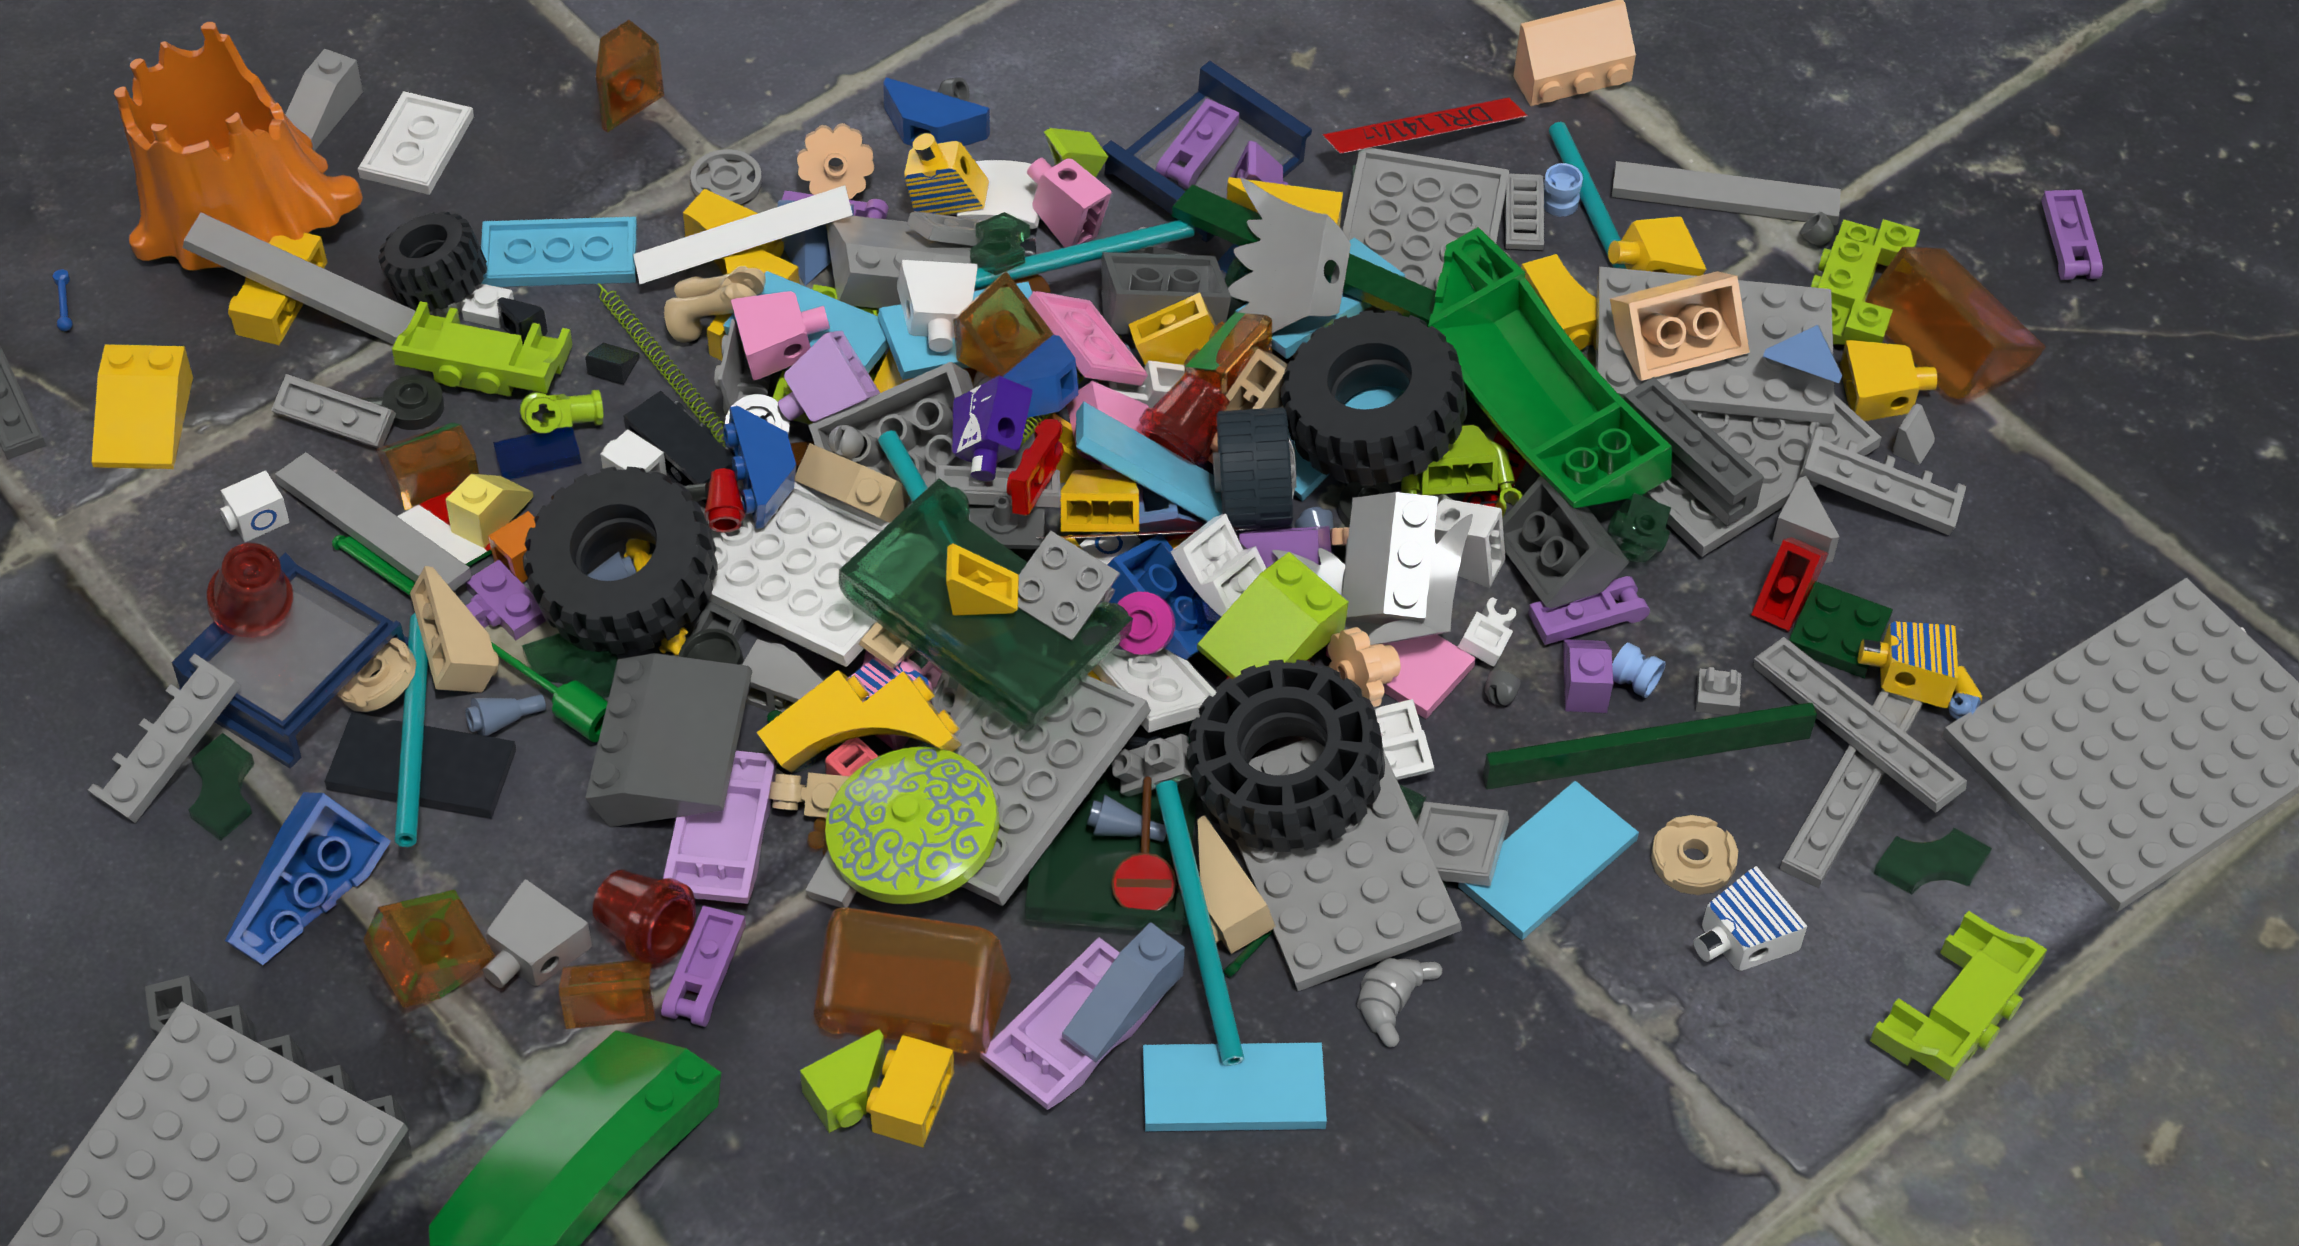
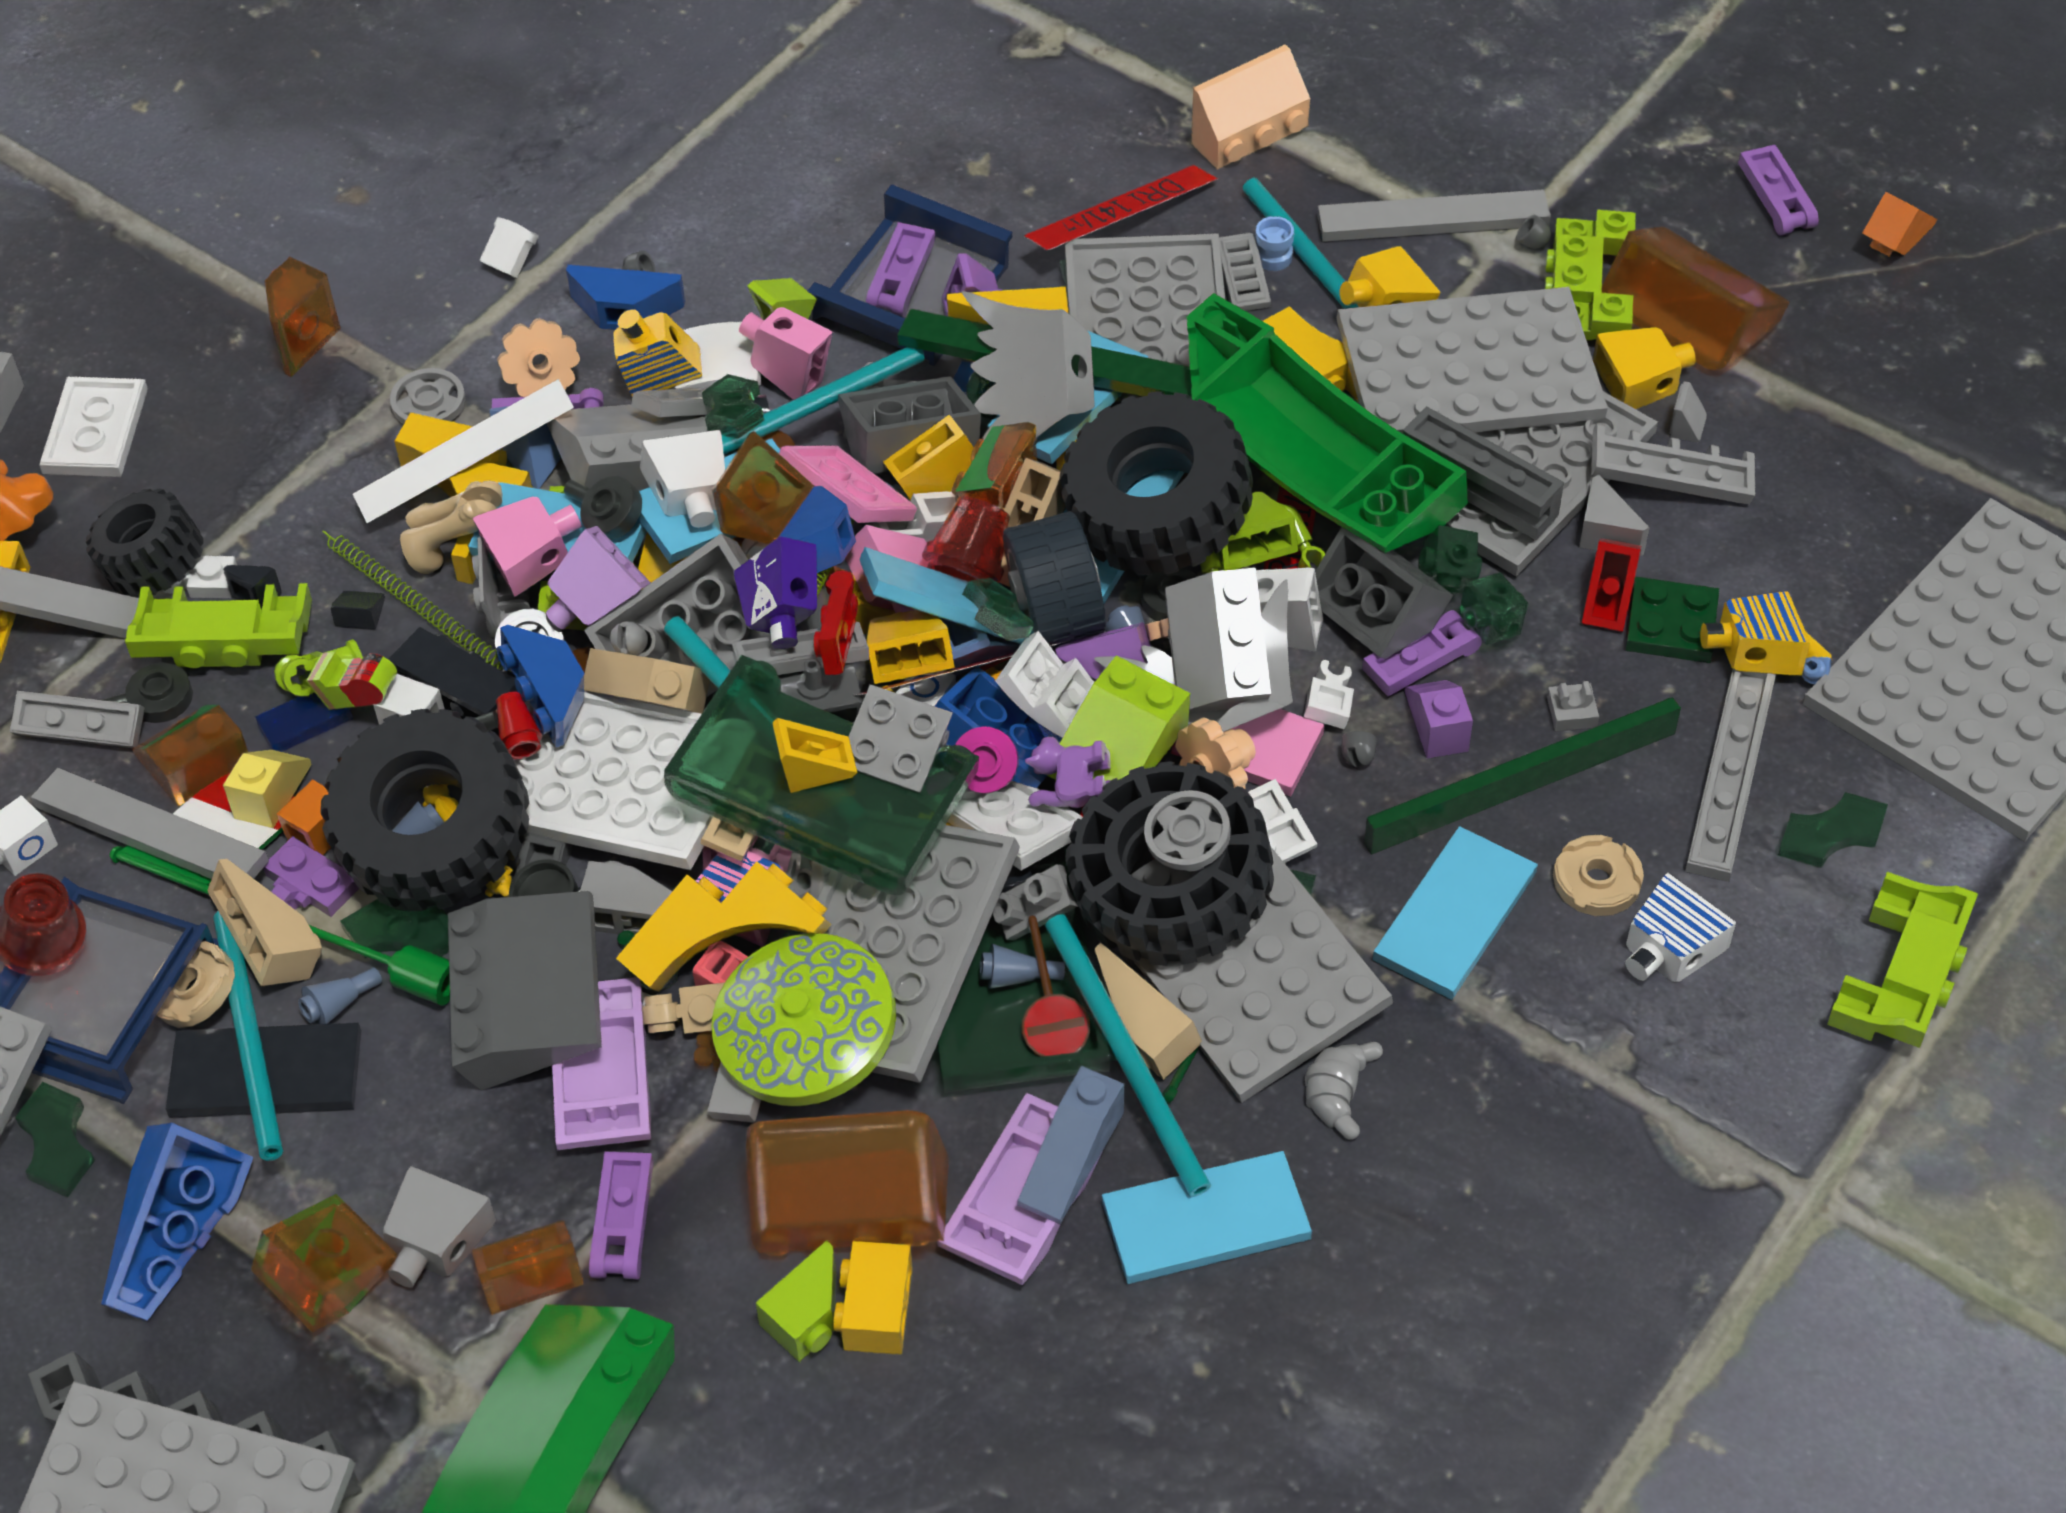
camera: 10 degrees left, 0 degrees up
(559, 251) = (274, 507): medium azure tile -> none
(585, 428) = (351, 681): none -> leg
(646, 914) = (547, 1174): clear red piece -> none
(837, 49) = (508, 247): none -> white tile
(859, 313) = (609, 504): none -> pearl dark grey piece
(1193, 485) = (998, 609): none -> clear green tile
(1221, 650) = (1074, 772): none -> medium lavender animal
(1305, 728) = (1187, 831): none -> light grey wheel
(1463, 840) = (1367, 910): light grey tile -> none
(1634, 669) = (1486, 701): light blue wheel -> none
(1667, 582) = (1493, 608): none -> clear green brick
(1681, 324) = (1437, 349): light nougat slope -> none
(1808, 353) = (1569, 351): medium blue slope -> none
(1861, 724) = (1724, 709): light grey tile -> none
(2178, 293) = (1897, 226): none -> orange slope

